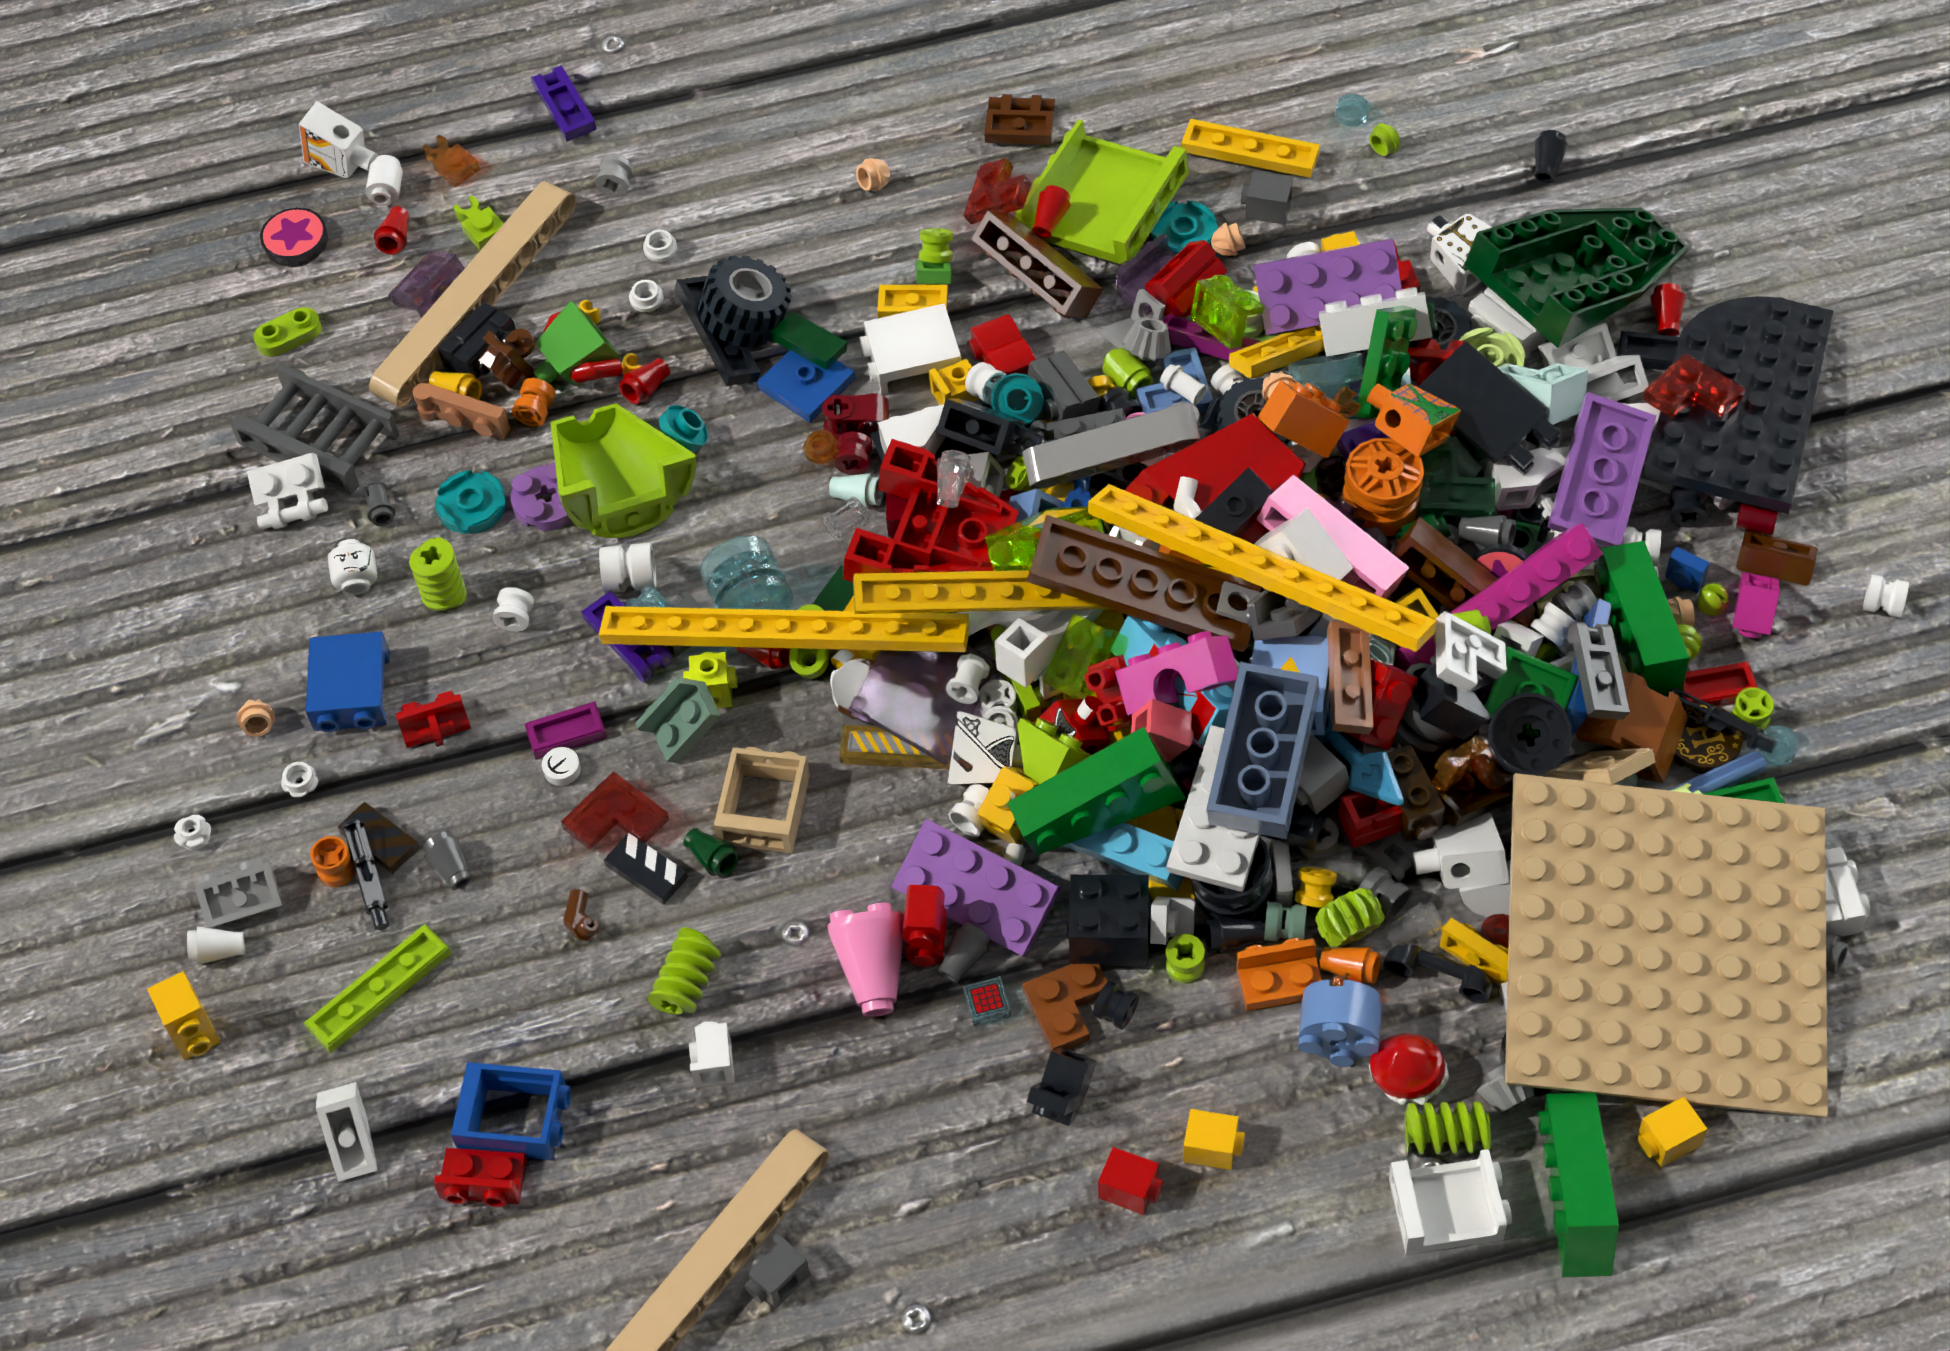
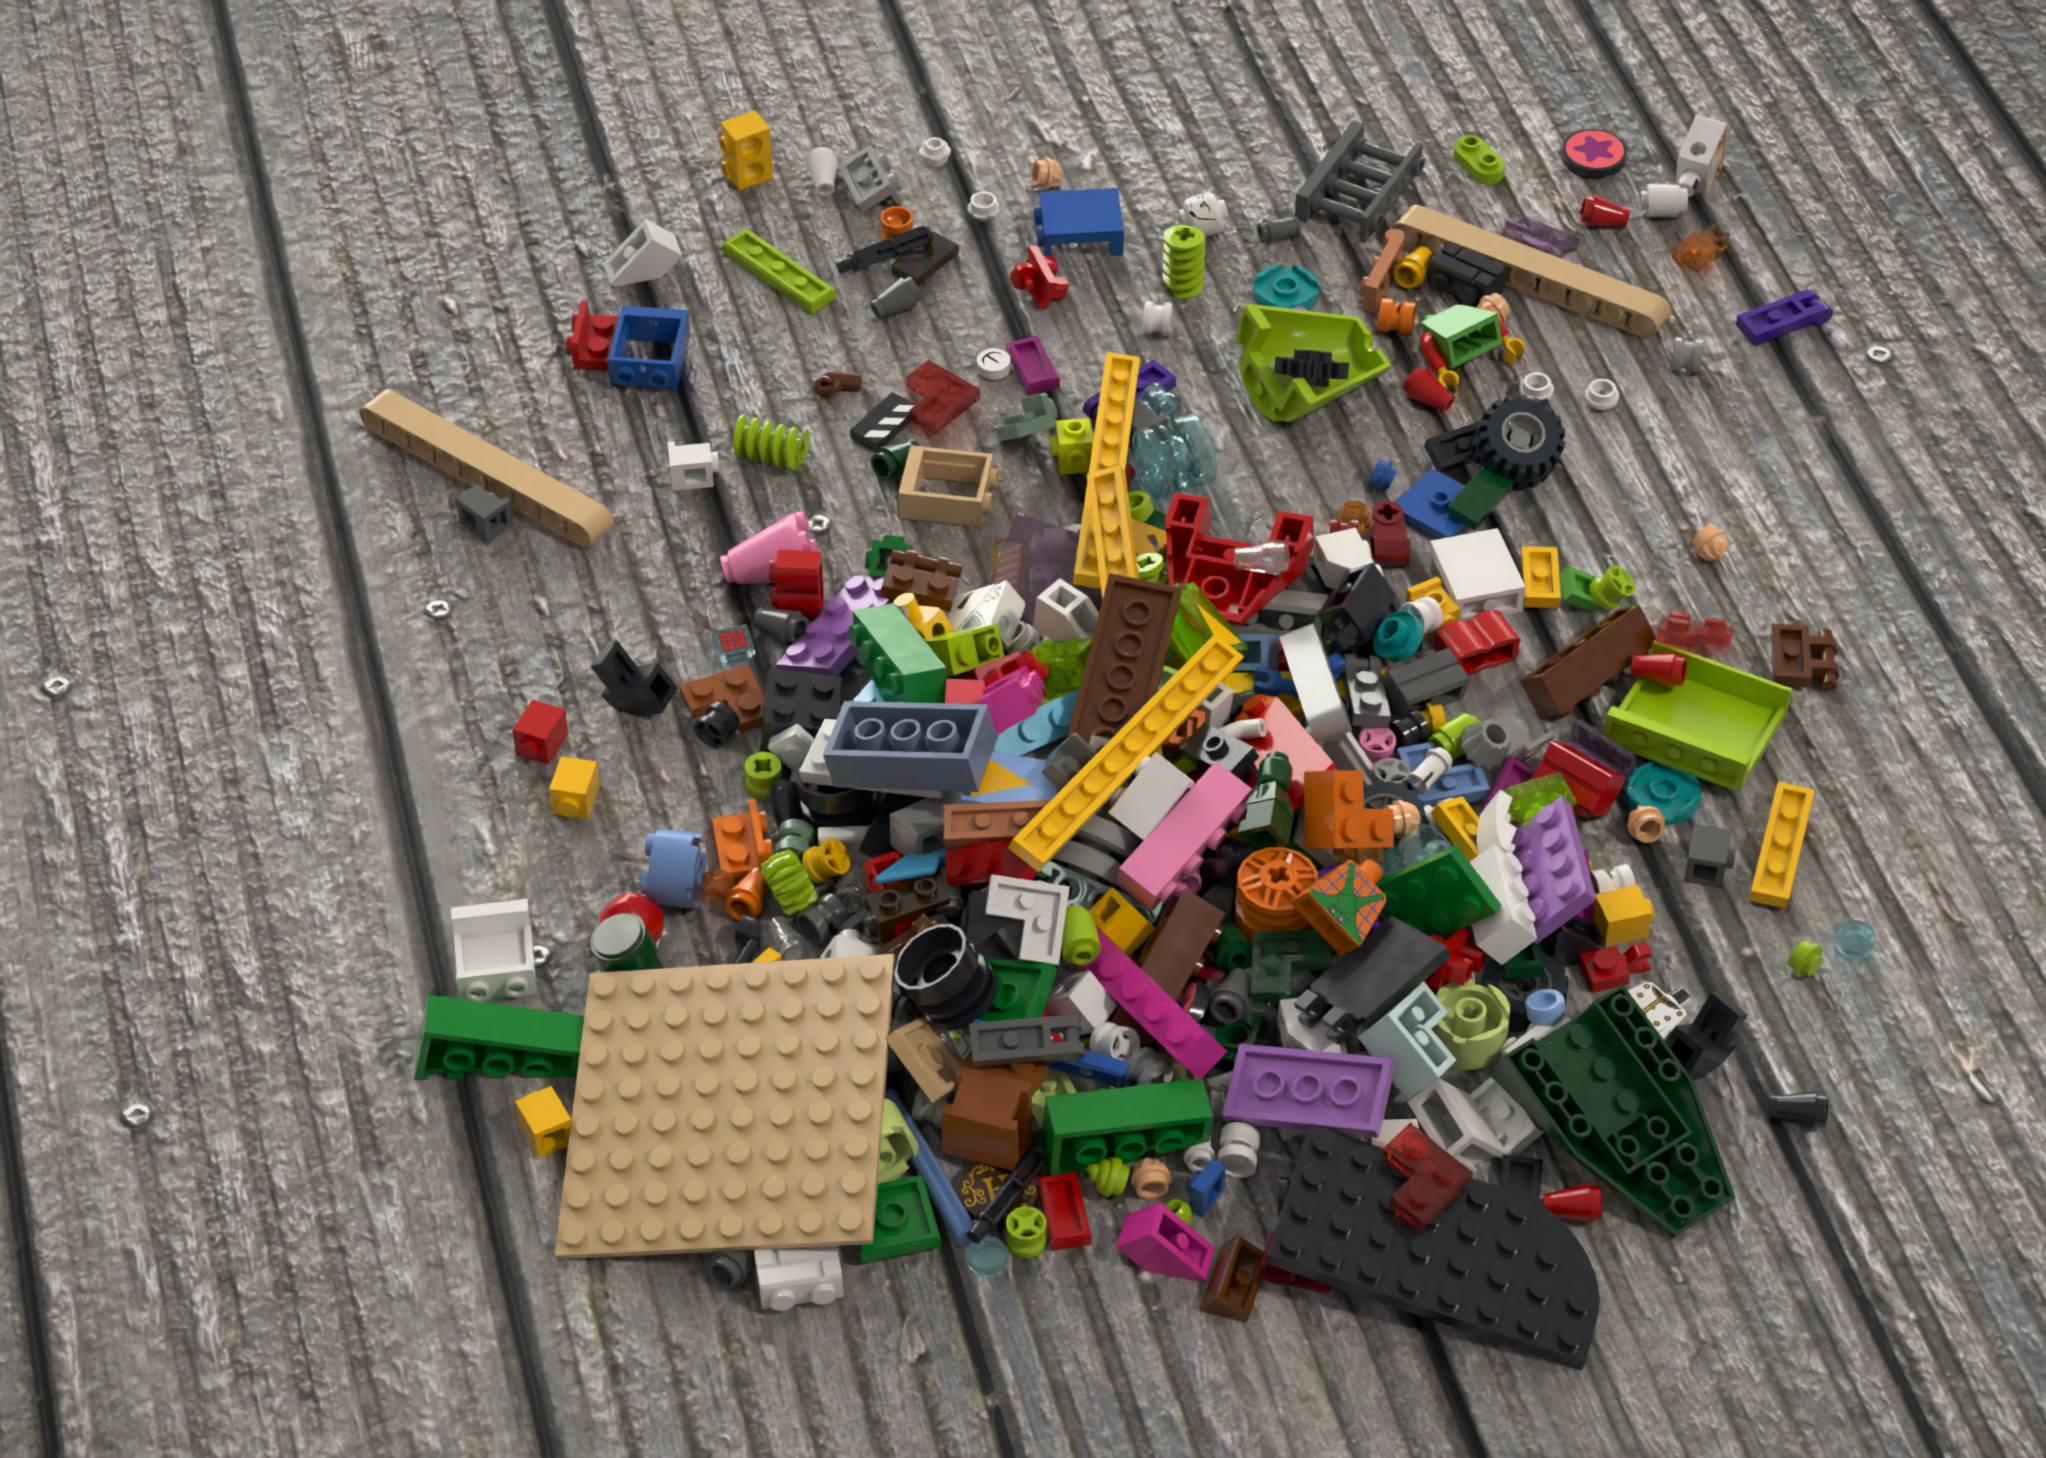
camera: 85 degrees right, 10 degrees down
(287, 480) = (1287, 167): white plate -> none
(478, 224) = (1627, 271): lime plate -> none
(507, 359) = (1441, 285): reddish brown hips -> none
(532, 321) = (1497, 304): none -> light nougat plate
(627, 567) = (1201, 385): white wheel -> none
(631, 459) = (1313, 366): none -> black gear
(684, 427) = (1366, 415): teal plate -> none
(763, 422) = (1382, 475): none -> blue plate
(883, 843) = (881, 551): none -> green brick
(947, 801) = (928, 588): none -> reddish brown plate
(1282, 328) = (1494, 825): none -> white slope
(1306, 464) = (1269, 806): none -> dark green piece
(1447, 1127) = (564, 953): lime piece -> none
(1469, 1051) = (624, 944): none -> piece
(1473, 307) = (1545, 1006): none -> light blue tile
(1482, 198) = (1709, 1038): none -> black brick
(1889, 596) = (1175, 1359): white wheel -> none

